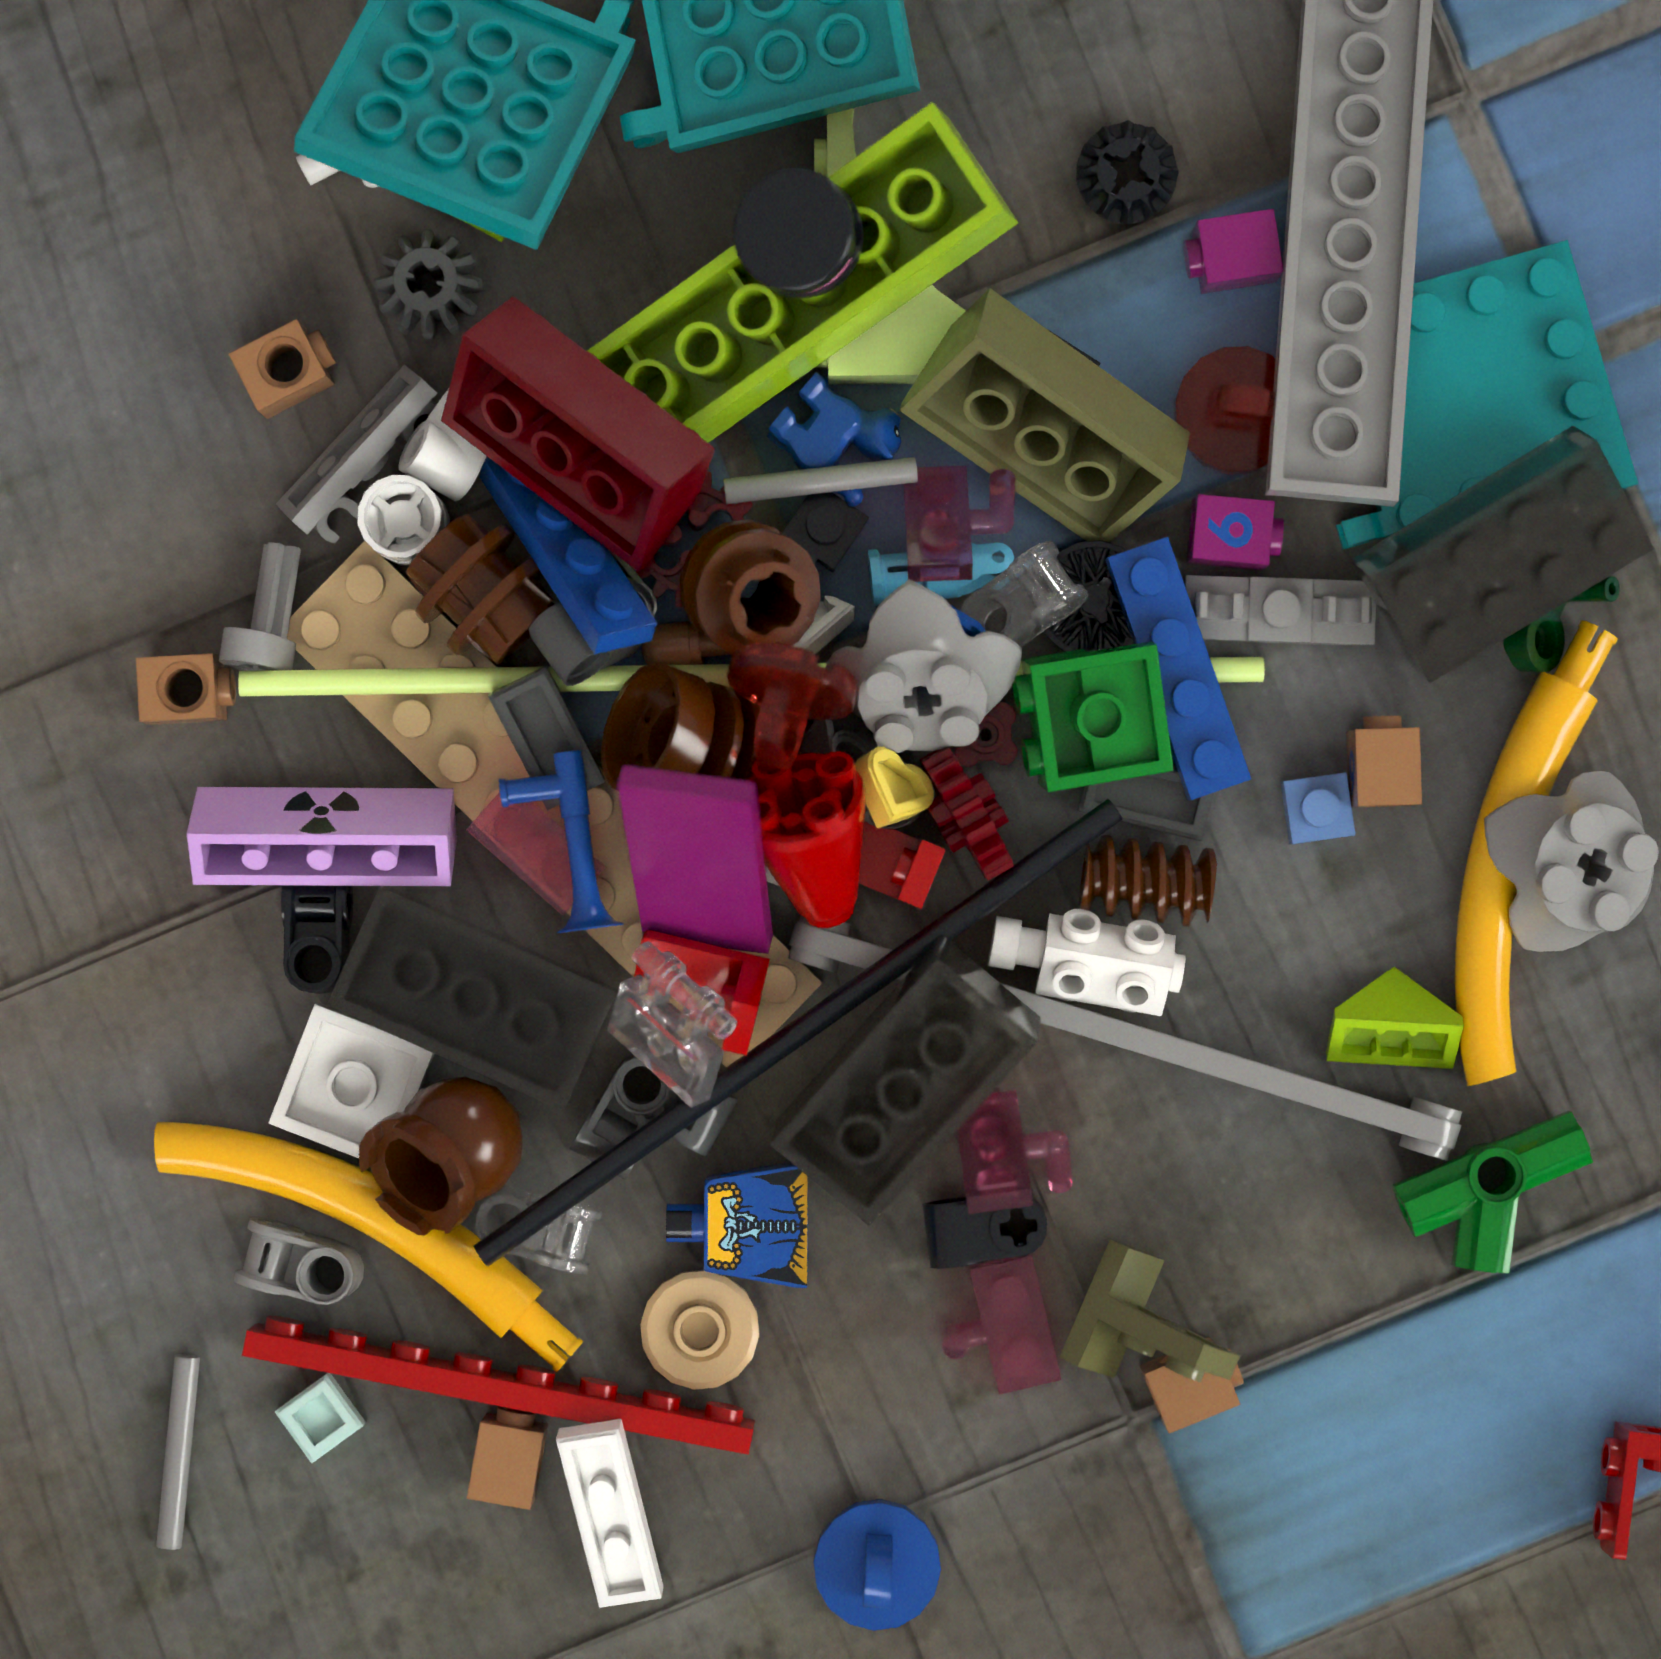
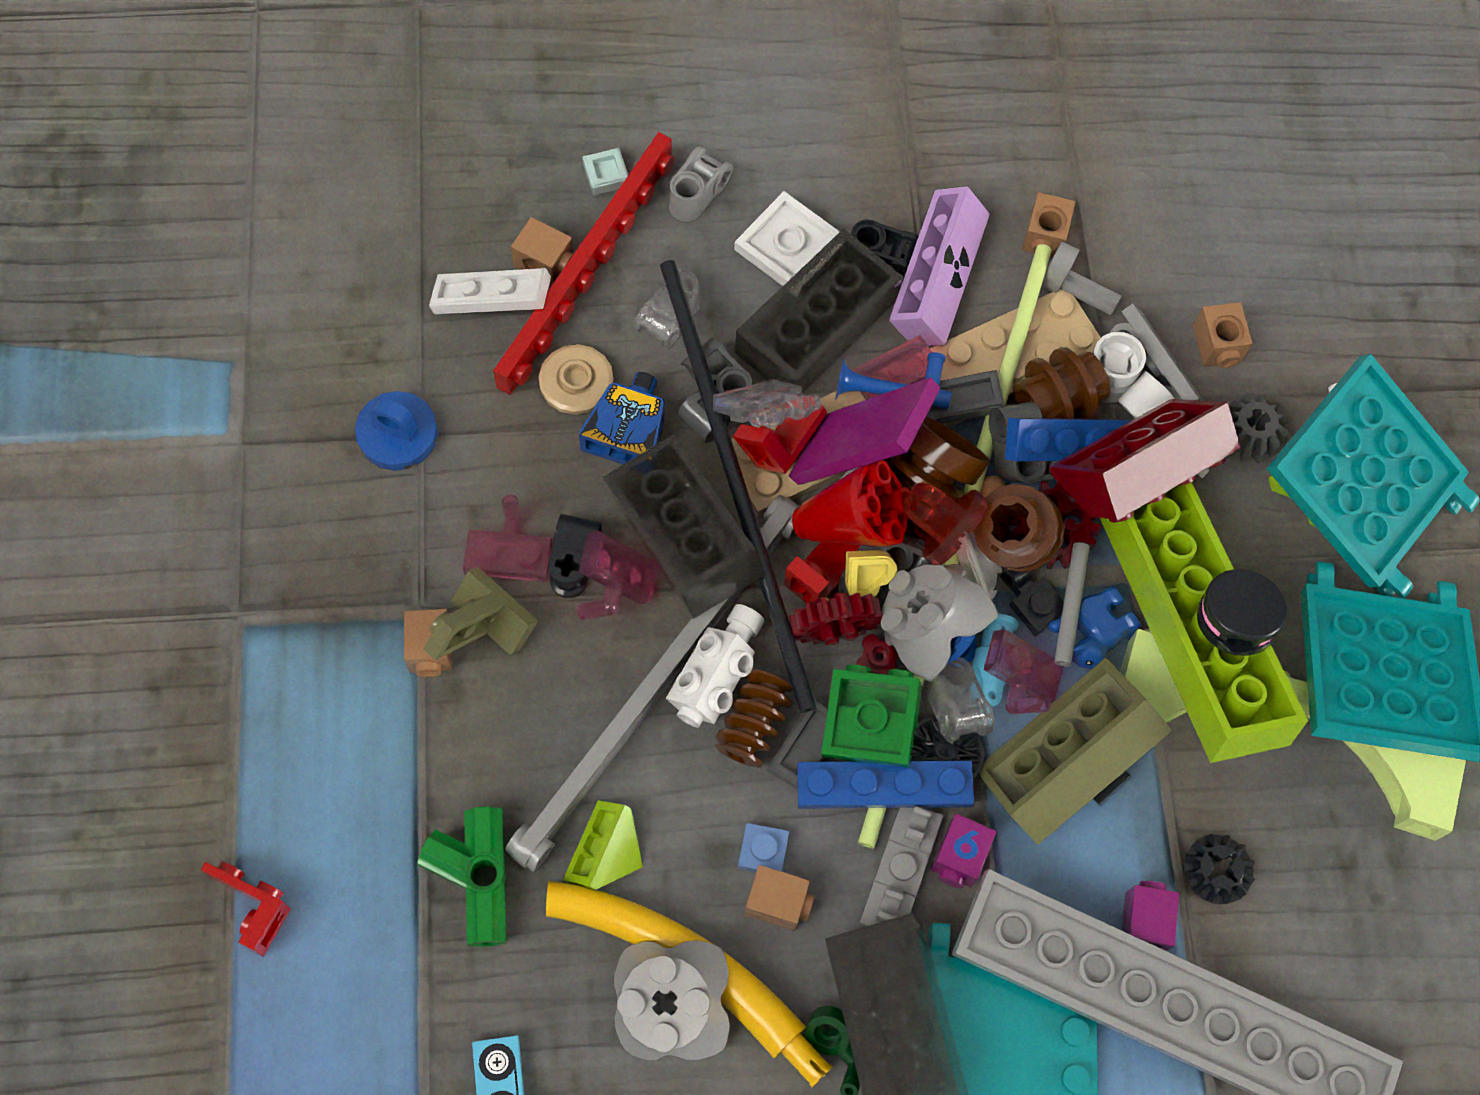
camera: 100 degrees right, 20 degrees down
(178, 1451) = (616, 97): light grey piece -> none
(443, 1153) = (735, 269): reddish brown tile -> none
(495, 1294) = (708, 236): yellow animal -> none
(1228, 409) = (1048, 871): clear red tile -> none

